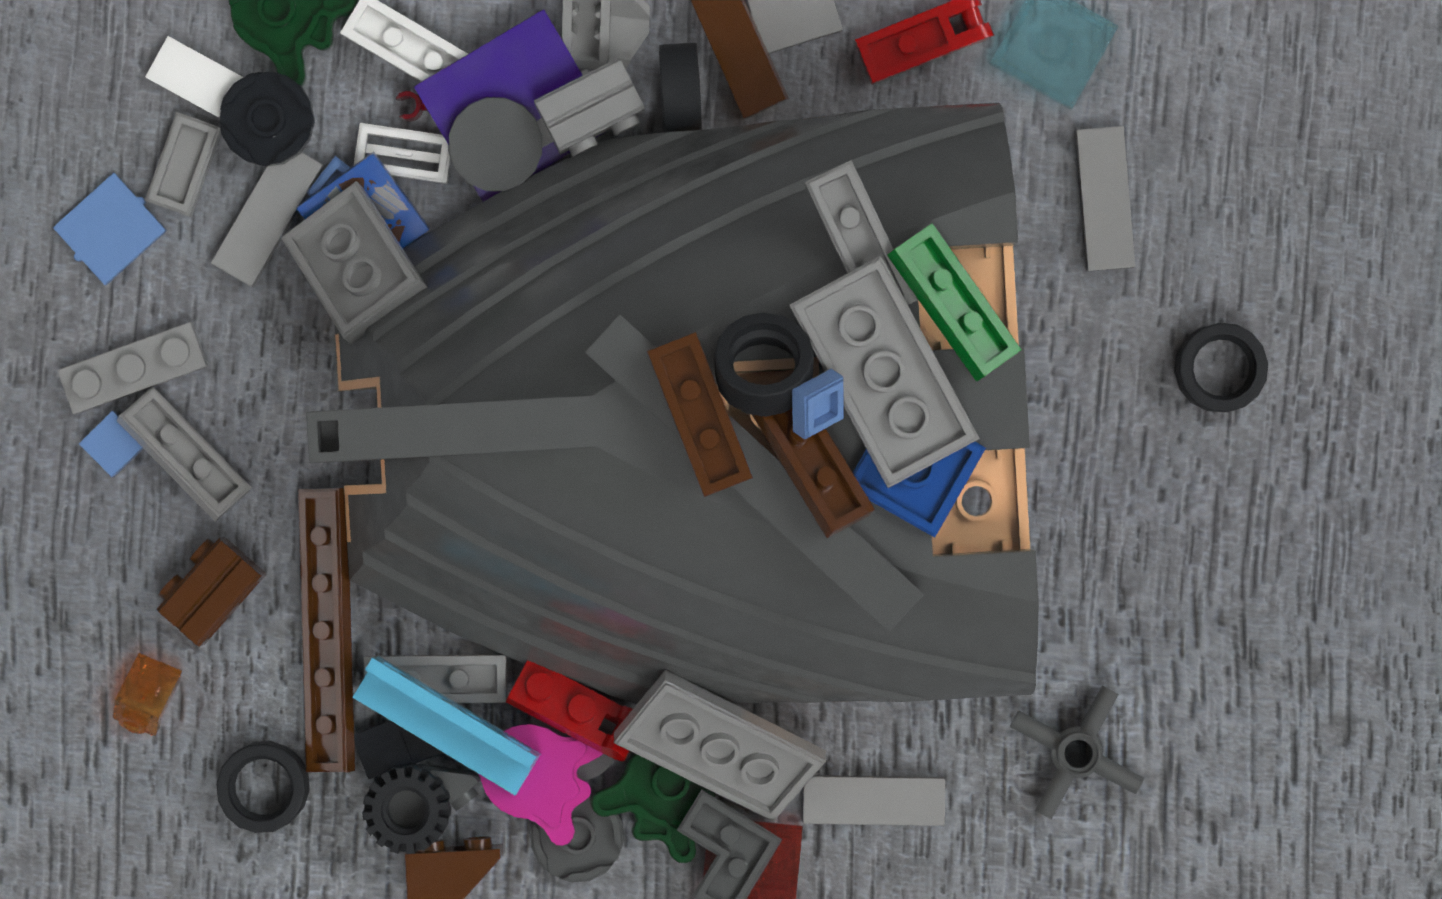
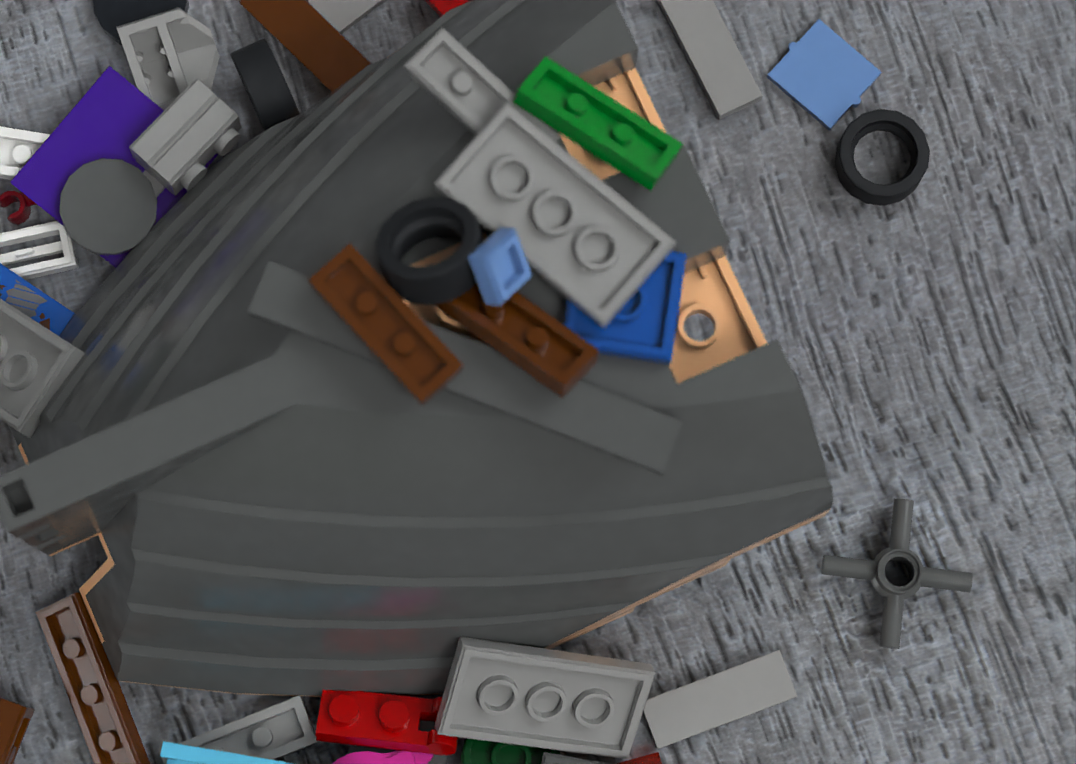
camera: 25 degrees left, 10 degrees down
(1201, 266) = (824, 74): none -> medium blue piece

